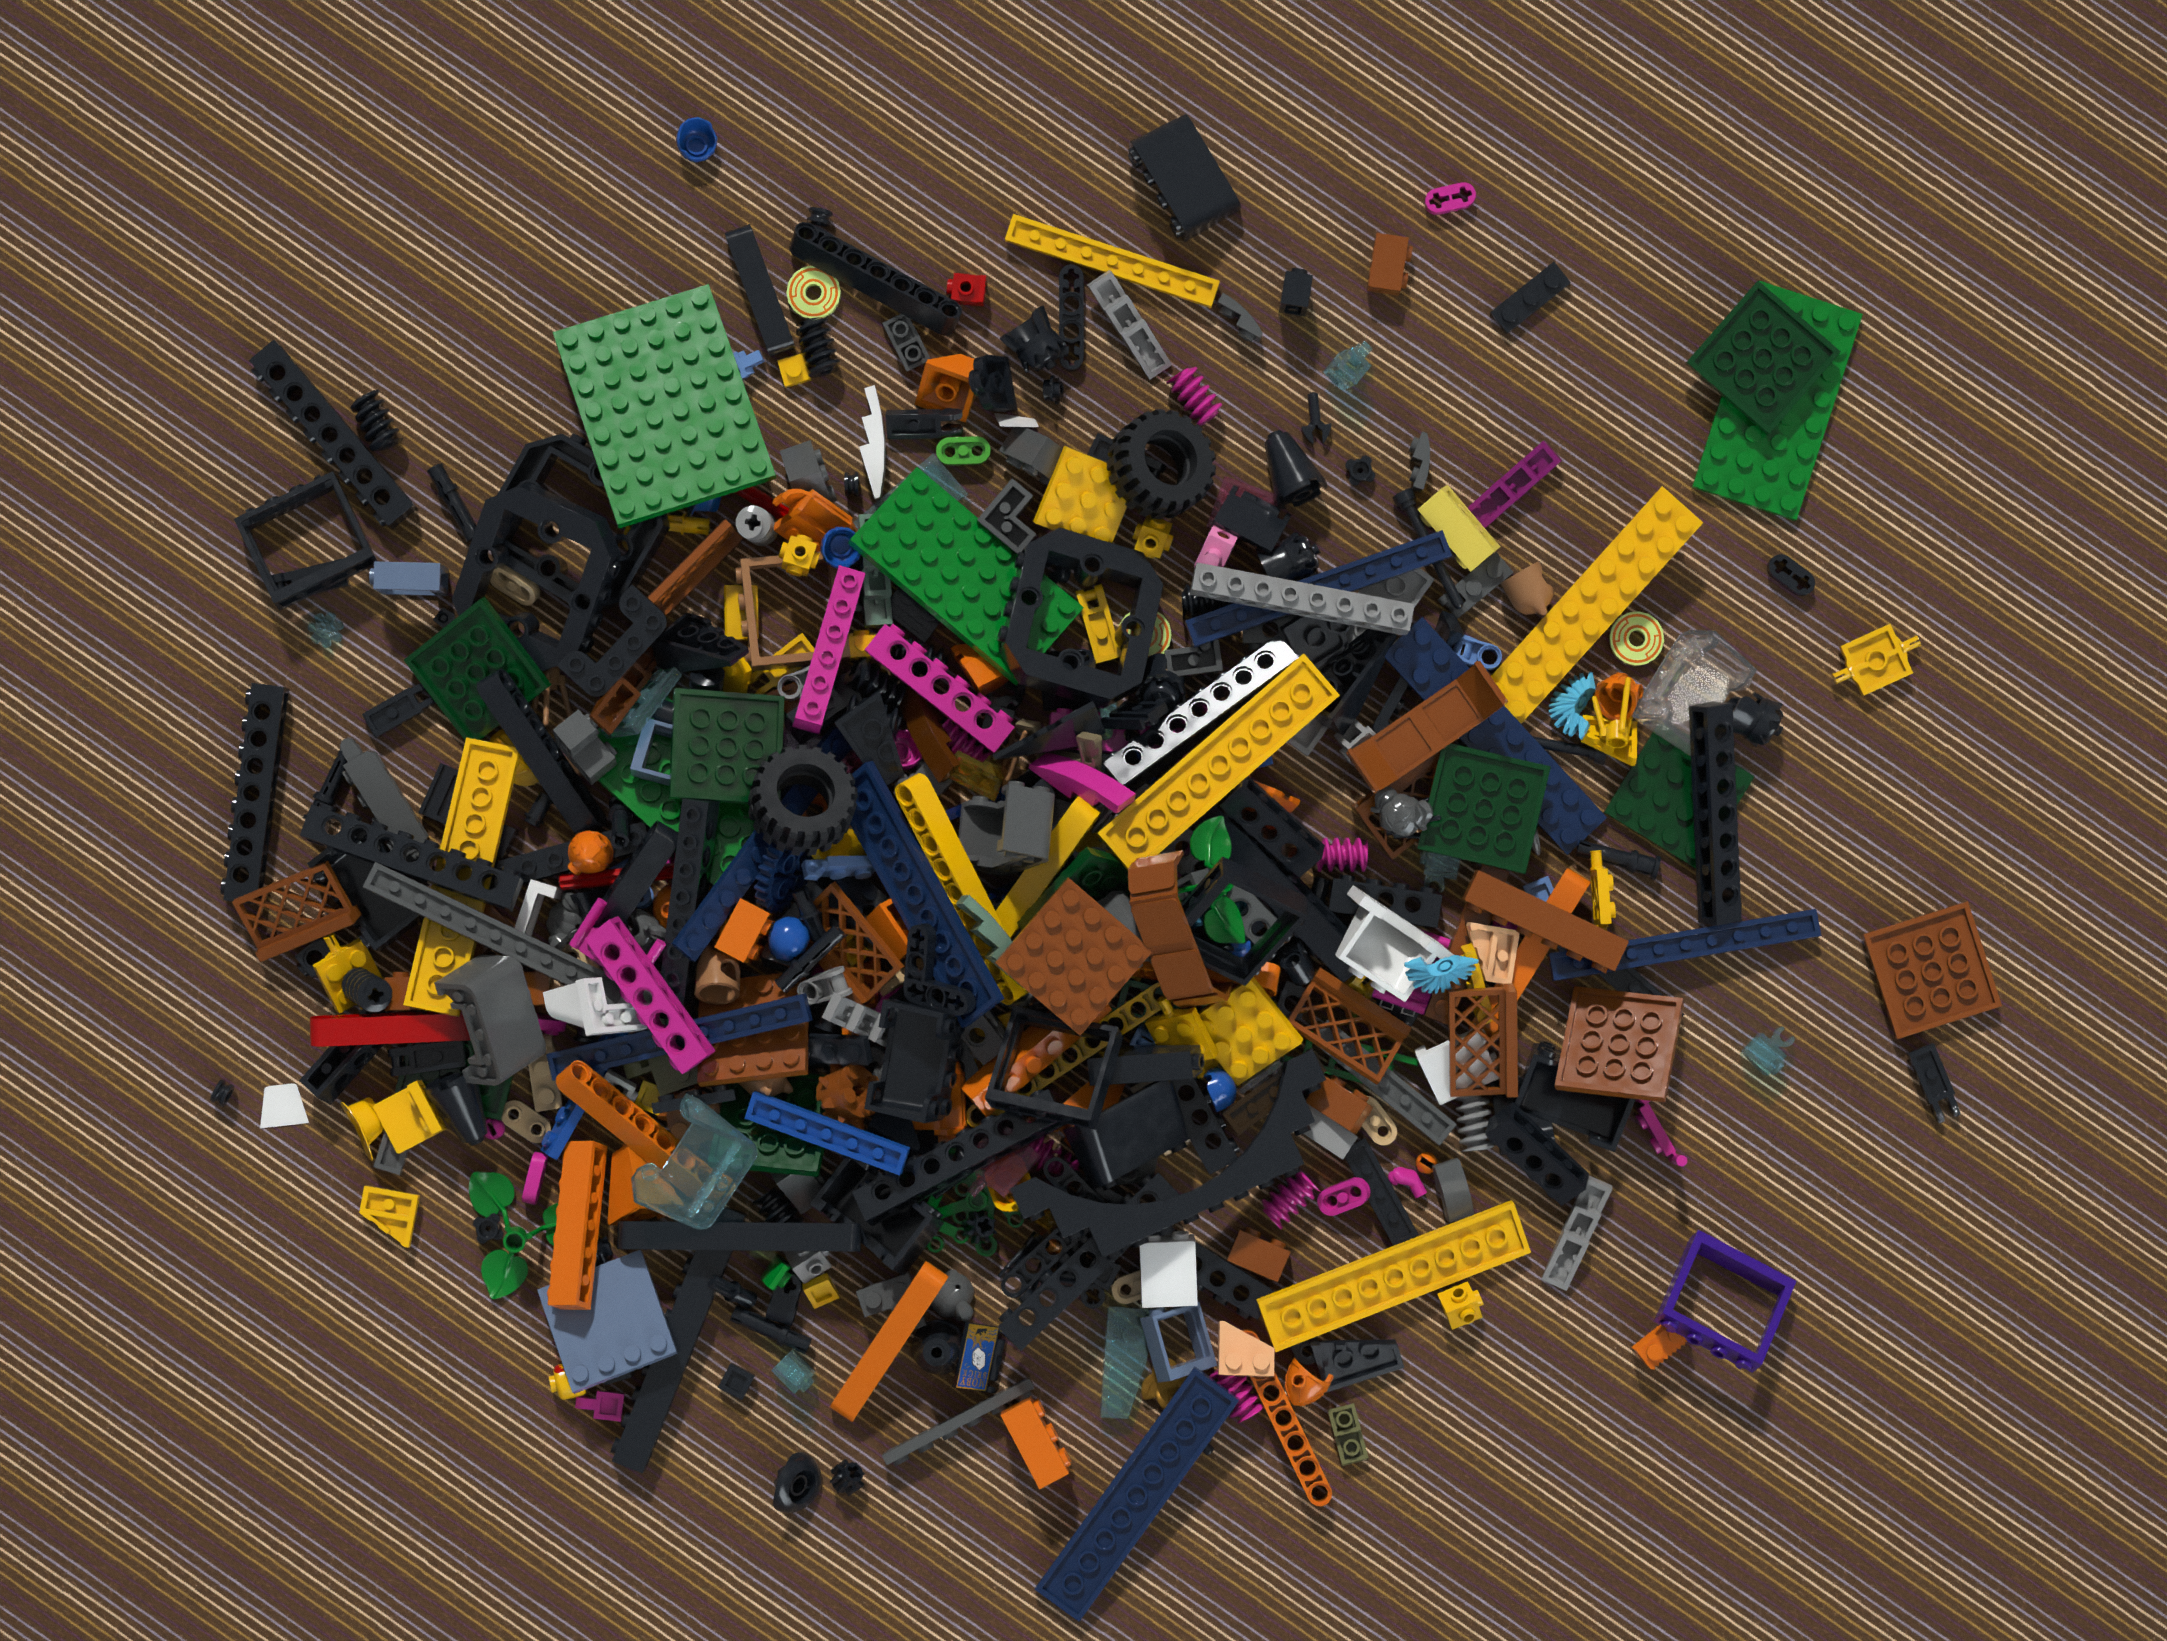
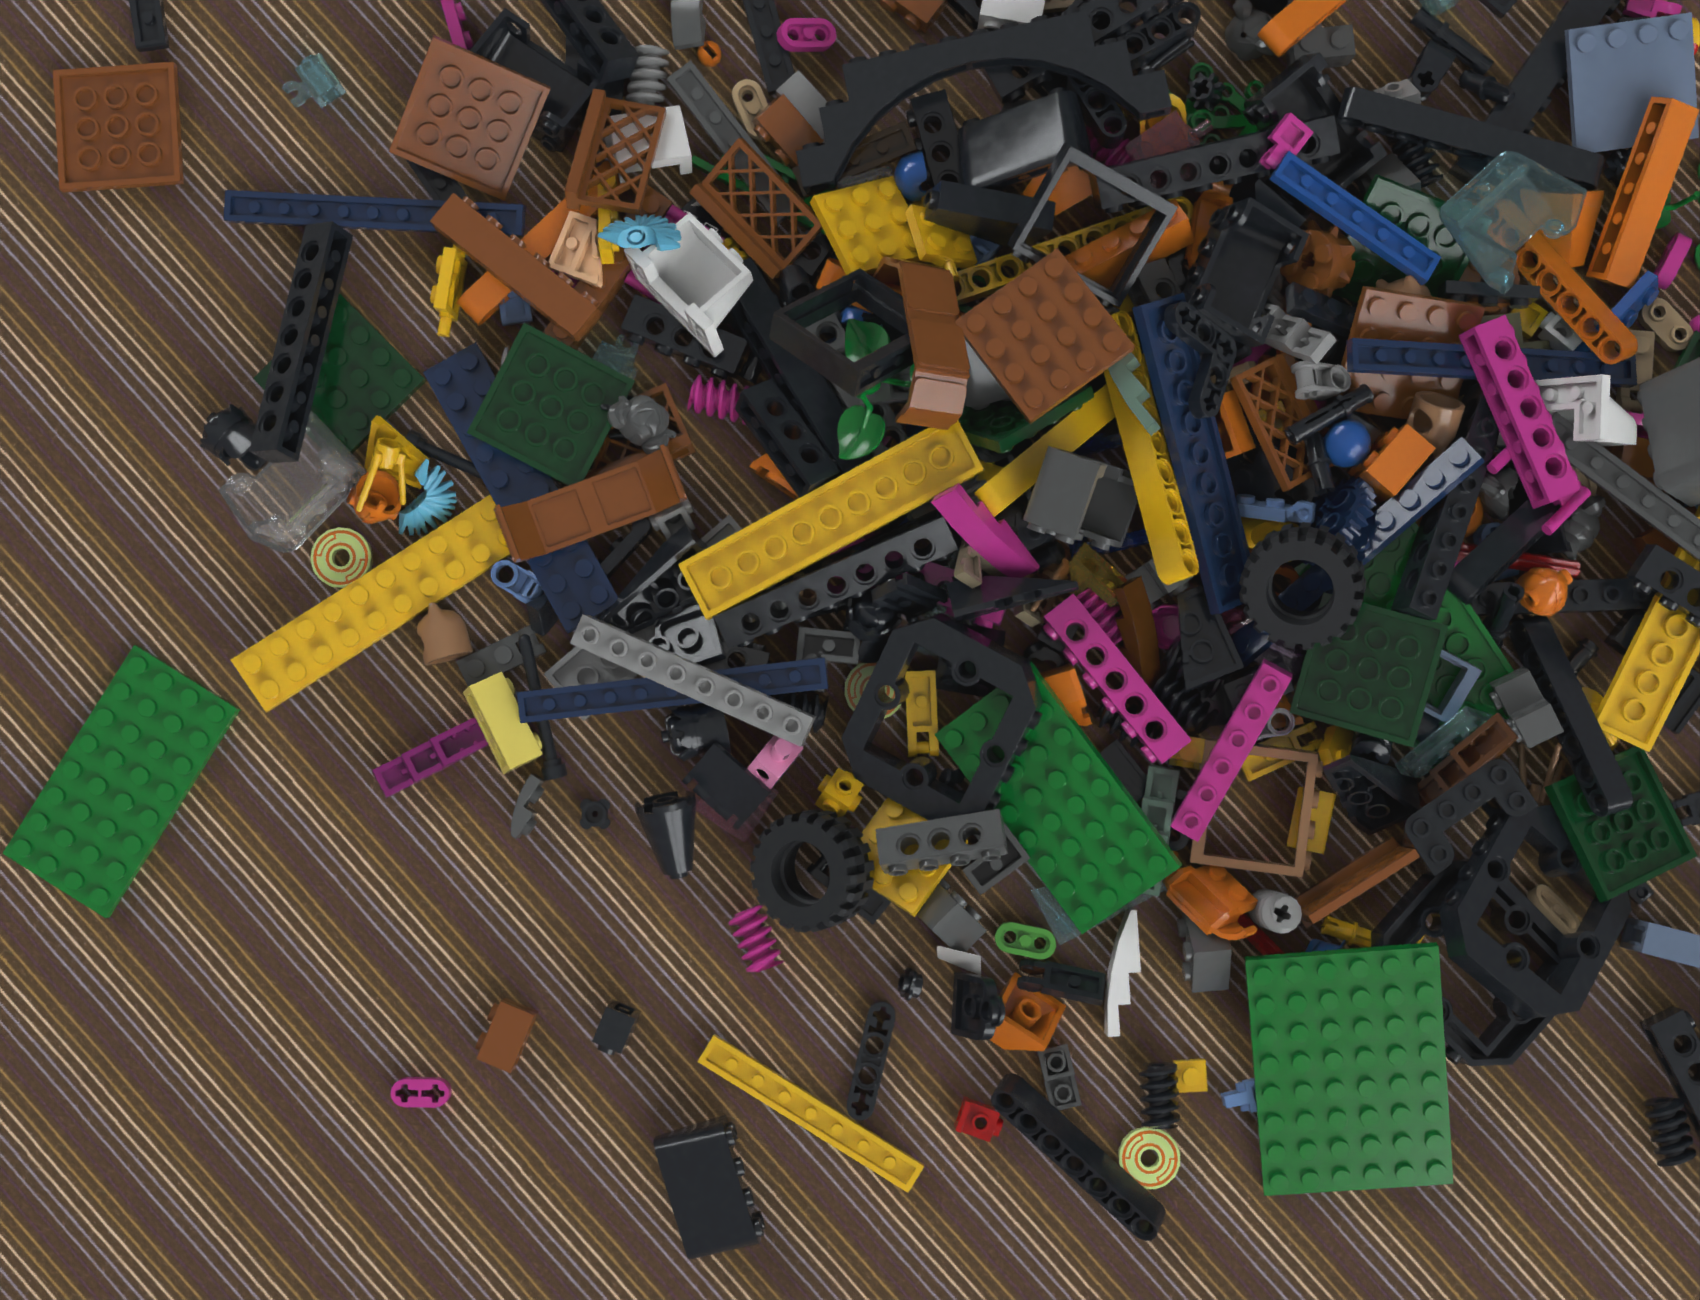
camera: 170 degrees left, 0 degrees up
(451, 497) = (1602, 1026): black pin -> none
(532, 904) = (1617, 547): white panel -> none
(760, 290) = (1209, 1175): black beam -> none
(776, 1273) = (1438, 90): green slope -> none
(796, 564) = (1238, 853): yellow brick -> none
(819, 217) = (1123, 1241): black bush -> none
(820, 1290) = (1389, 68): yellow plate -> none
(836, 549) = (1195, 861): blue hair -> none
(851, 484) = (1156, 933): black bush -> none
(902, 1188) = (1287, 136): none -> dark pink plate
(1035, 342) = (918, 1042): black hat -> none
(1097, 505) = (895, 839): none -> dark grey brick
(1129, 324) = (808, 1036): light grey slope -> none
(1246, 324) = (679, 1003): dark grey slope -> none
(1289, 1198) = (867, 43): dark pink piece -> none
(1315, 420) = (630, 881): black bar -> none
(1349, 366) = (578, 931): clear light blue brick -> none
(1407, 1177) = (732, 41): dark pink arm -> none
(1530, 298) = (361, 959): black plate -> none
(1631, 861) = (408, 319): black pin -> none
(1762, 357) = (121, 830): dark green plate -> none
(1787, 580) = (162, 582): black beam -> none
(1876, 659) = (88, 472): yellow plate -> none

